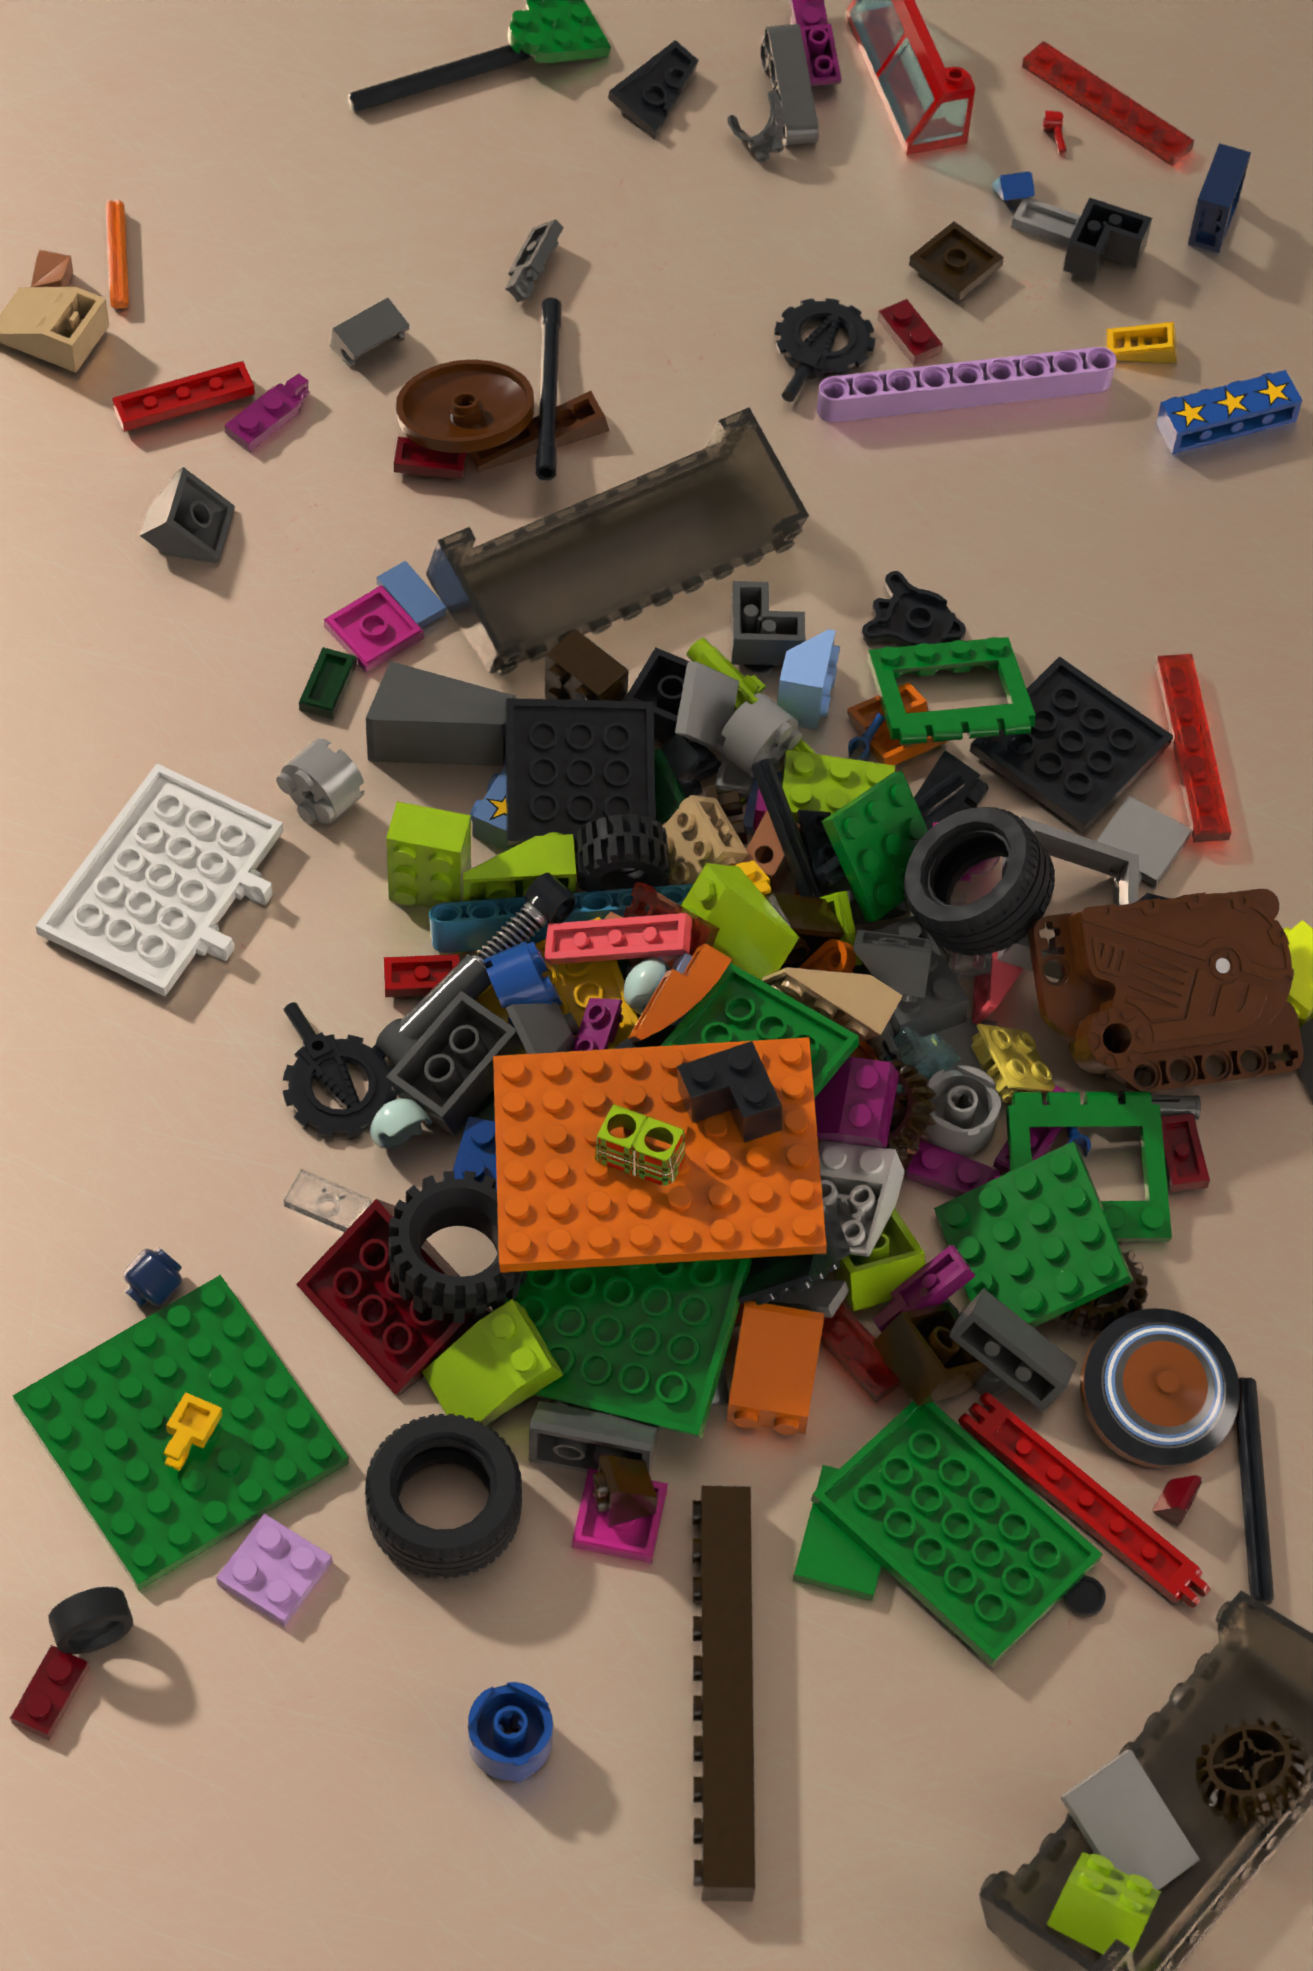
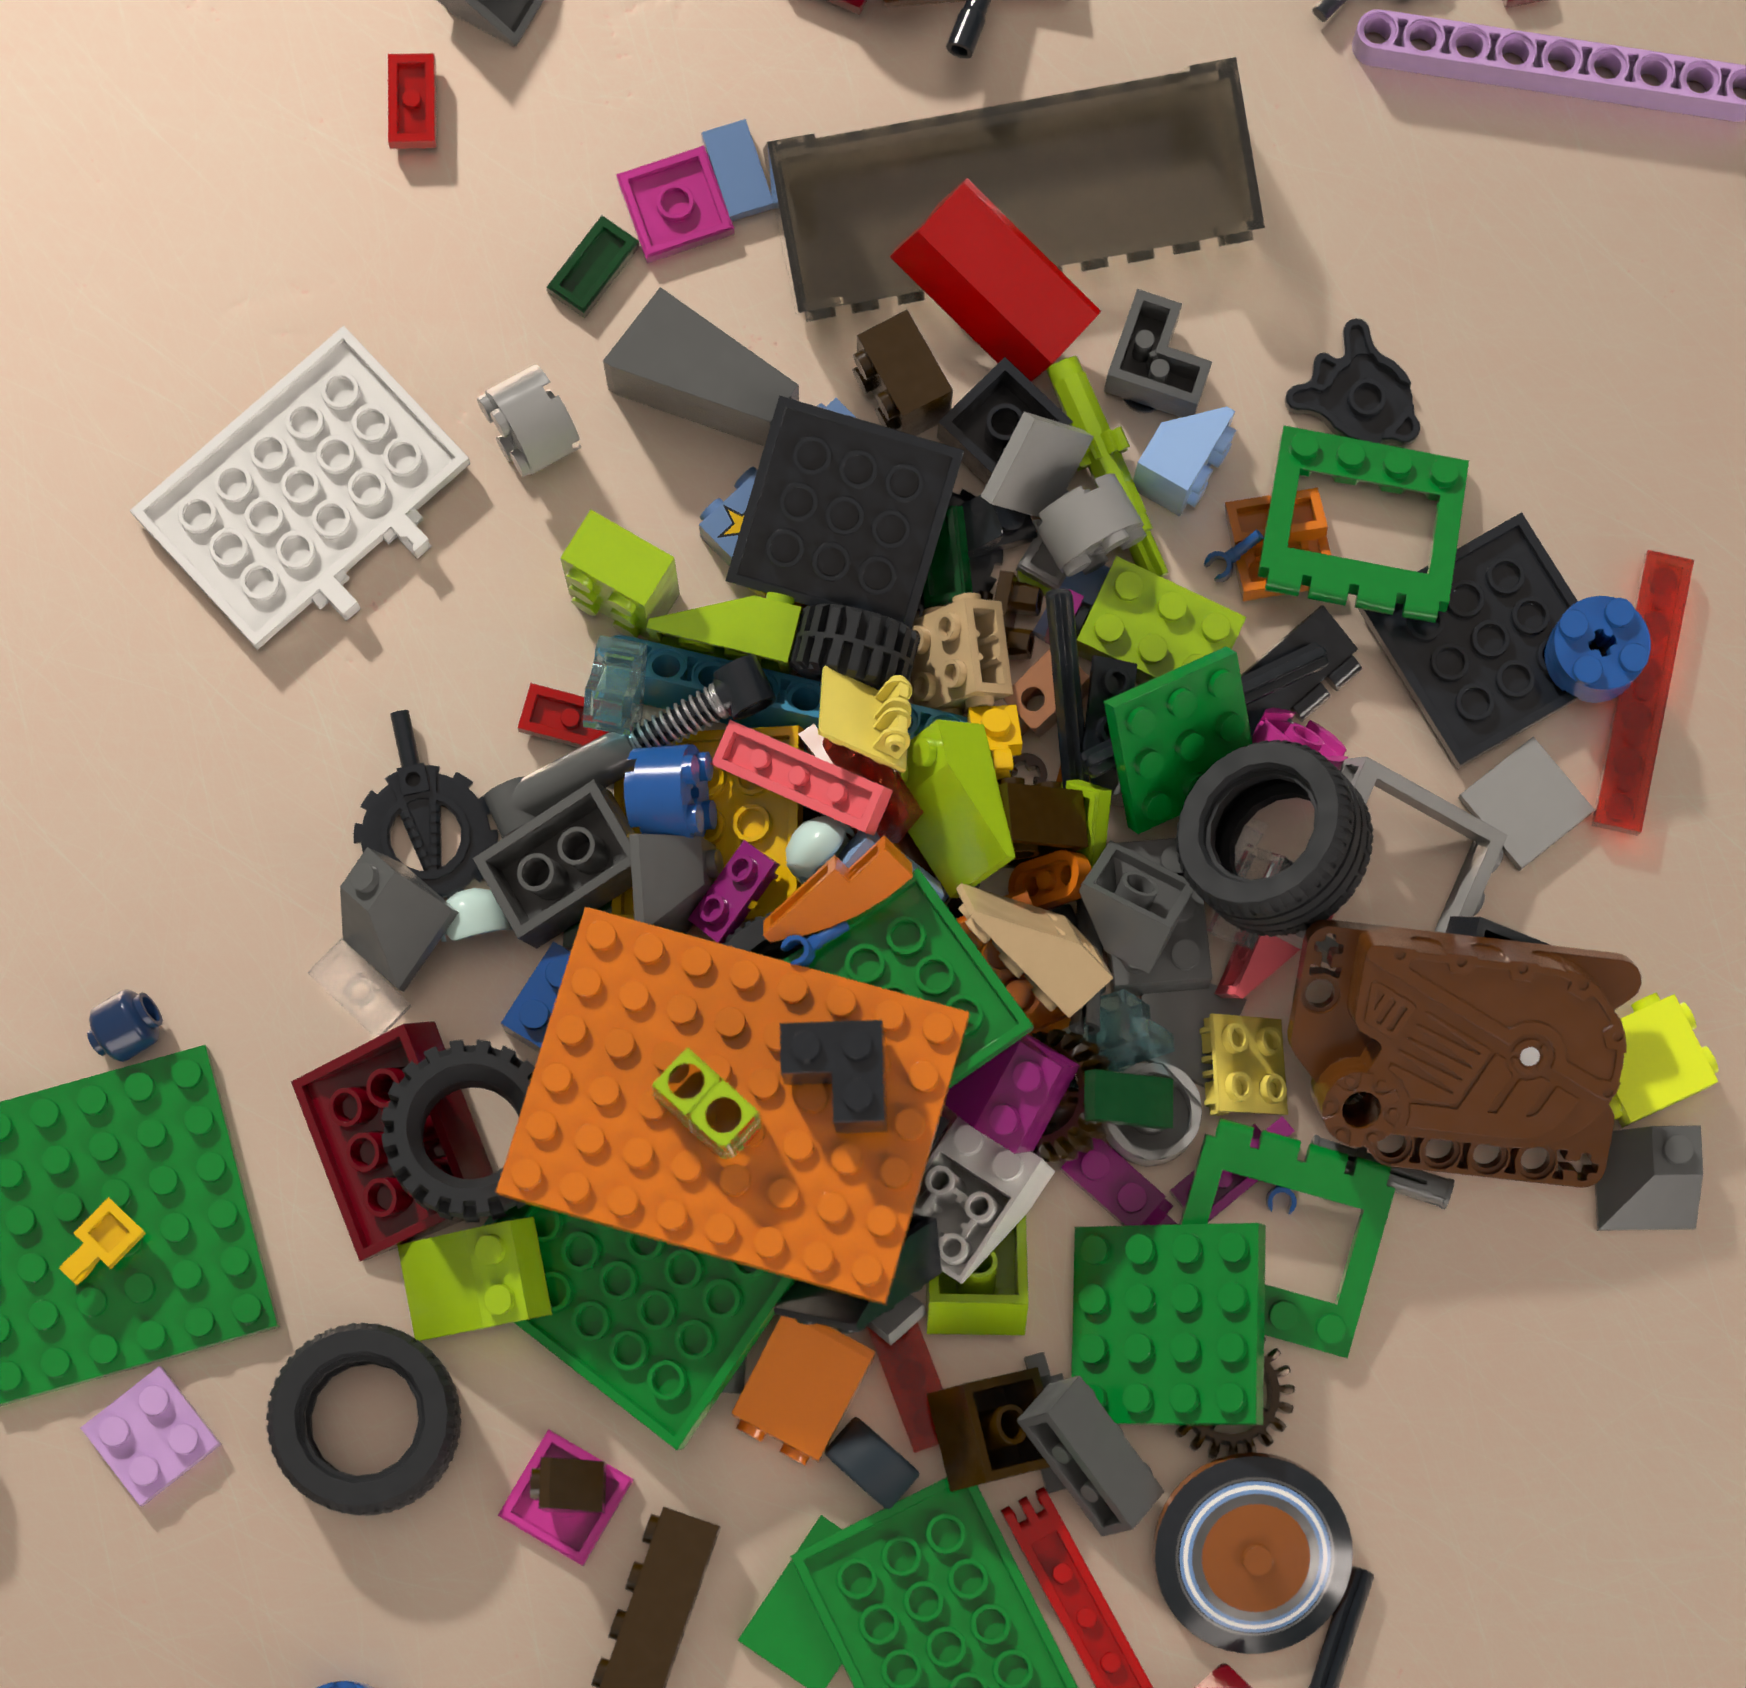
camera: 20 degrees right, 20 degrees up
(155, 611) = (412, 100): none -> red plate
(337, 1136) = (391, 916): none -> dark grey slope
(453, 925) = (616, 686): none -> clear light blue brick
(578, 1437) = (559, 1399): dark grey slope -> none
(628, 602) = (995, 282): none -> red slope
(666, 880) = (867, 718): none -> light yellow hinge
(672, 1031) = (813, 943): none -> blue hand
(848, 1410) = (871, 1463): none -> black wheel
(927, 1286) = (1016, 1344): magenta hinge -> none
(943, 1086) = (1128, 1099): none -> dark green tile
(1151, 718) = (1610, 625): none -> blue brick
(1183, 1154) = (1404, 1250): dark red plate -> none

